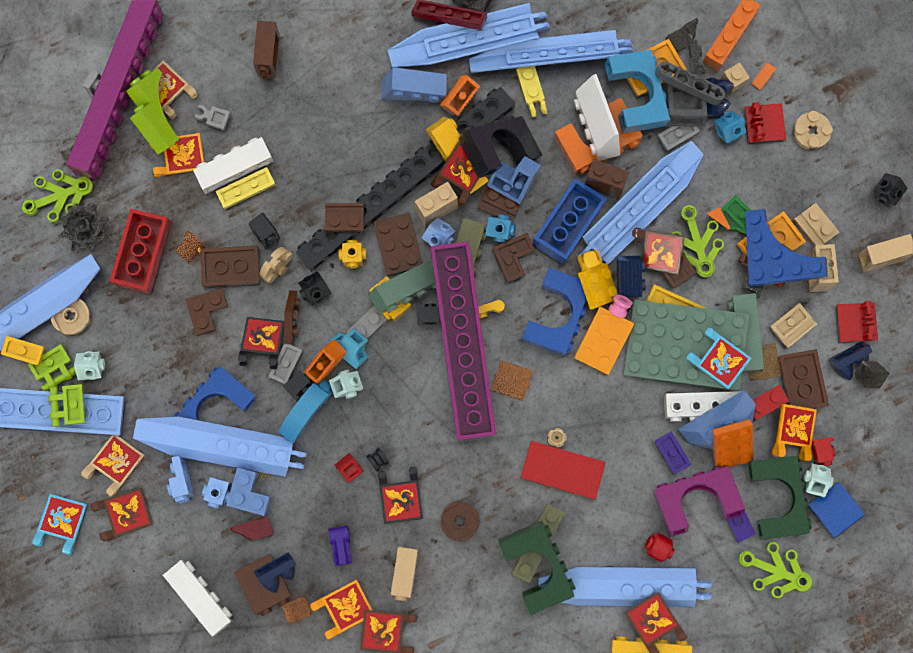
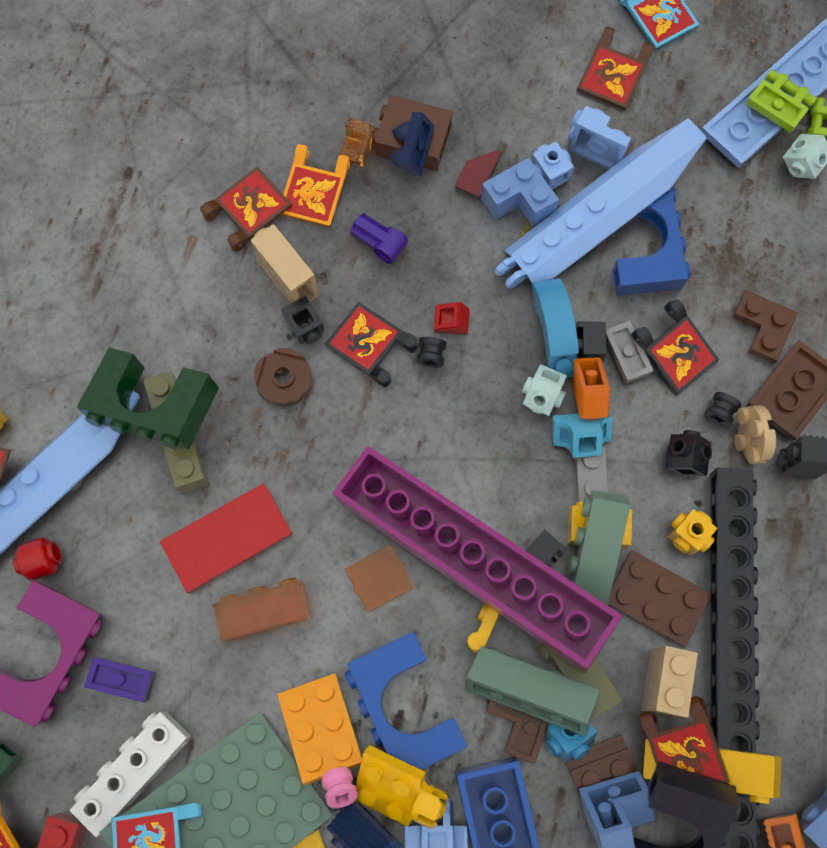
camera: 135 degrees right, 5 degrees down
(116, 461) = (676, 101): flag -> none
(198, 598) = (461, 65): white brick -> none
(274, 292) = (722, 409): none -> black wheel
(291, 316) = (679, 395): reddish brown plate -> none
(344, 217) = (747, 559): reddish brown plate -> none
(419, 545) = (299, 313): none -> black brick
(439, 233) = (627, 654): light blue brick -> none
(497, 260) = (533, 690): none -> sand green brick
(557, 432) = (259, 565): tan plate -> none
(578, 418) = (262, 610): none -> clear orange brick
(733, 444) = (47, 756): orange plate -> none
(734, 410) = (86, 771): medium blue wedge -> none

